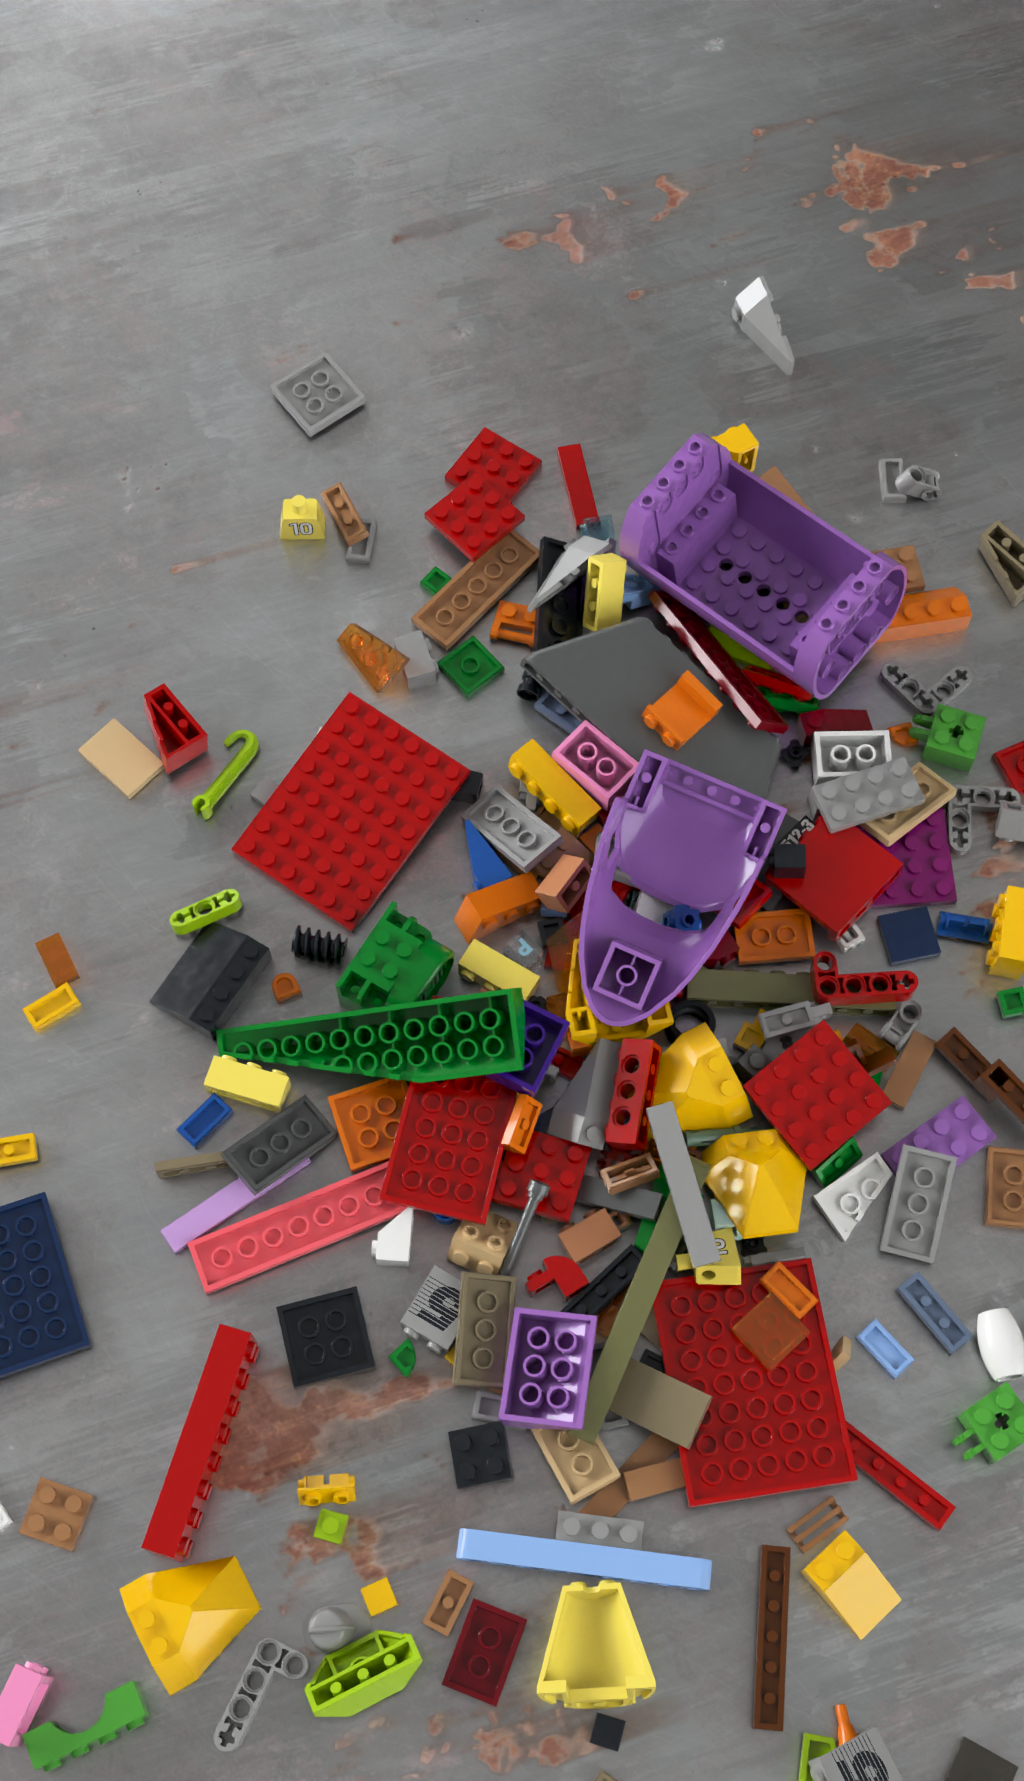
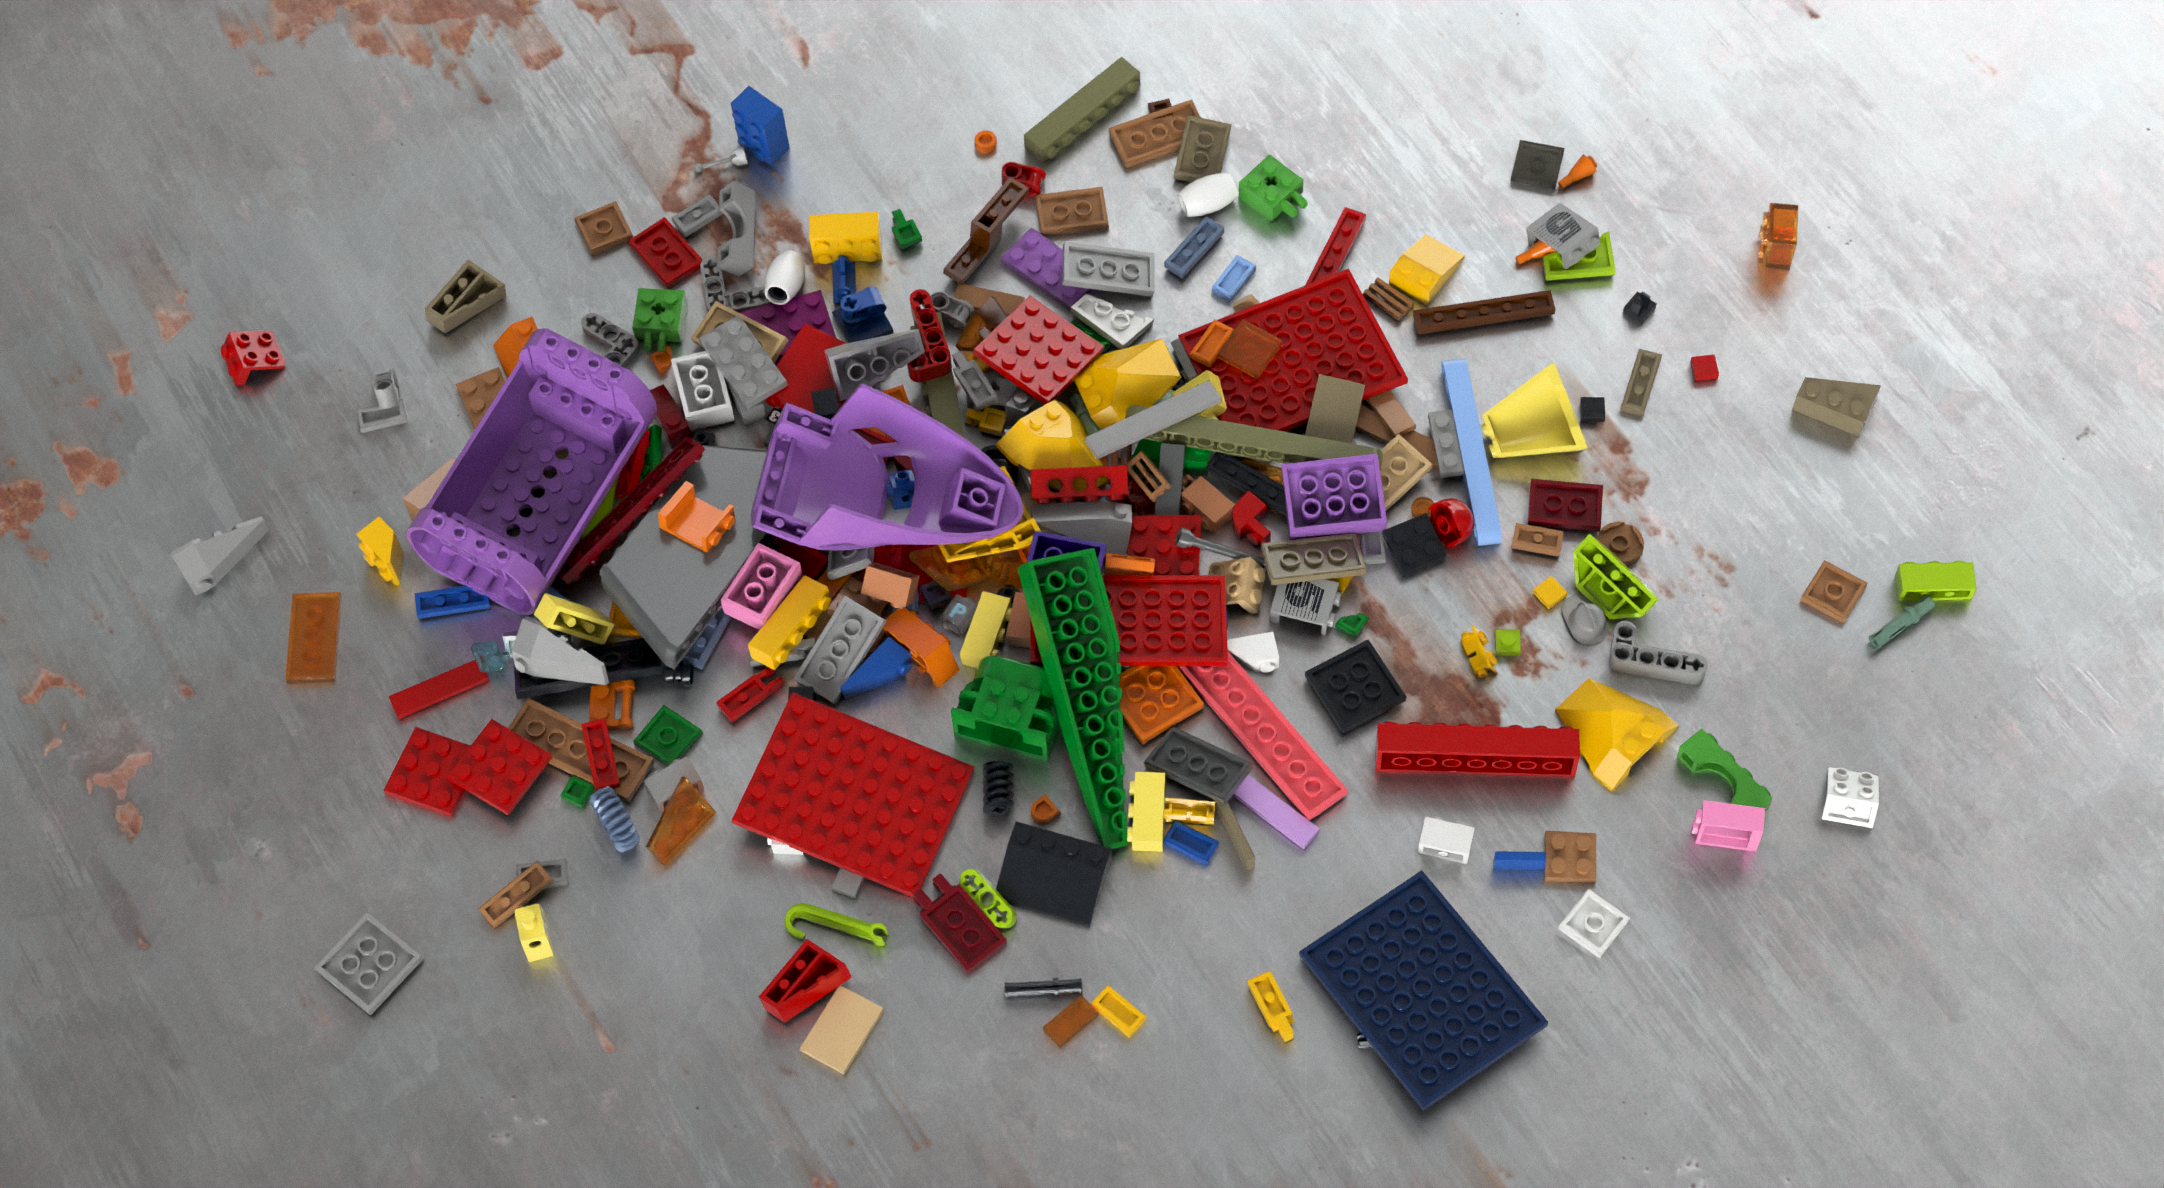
camera: 100 degrees left, 5 degrees down
(66, 1453) = (1519, 860): none -> blue tile
(93, 951) = (1043, 988): none -> black pin
(116, 1381) = (1446, 839): none -> white brick
(190, 879) = (959, 924): none -> dark red tile
(239, 1114) = (1189, 811): none -> yellow hinge
(387, 599) = (614, 819): none -> sand blue gear
(419, 1705) = (1623, 541): none -> medium nougat tile
(458, 598) = (600, 754): none -> red plate
(491, 741) = (749, 694): none -> red hinge
(494, 1506) = (1451, 521): none -> red cylinder
(525, 1480) = (1421, 506): none -> clear orange tile
(661, 395) = (313, 637): none -> clear orange tile
(833, 905) = (871, 360): none -> light grey wedge
(922, 936) = (864, 304): none -> blue piece
(974, 862) = (784, 277): none -> white piece
(986, 381) = (249, 352): none -> red bracket

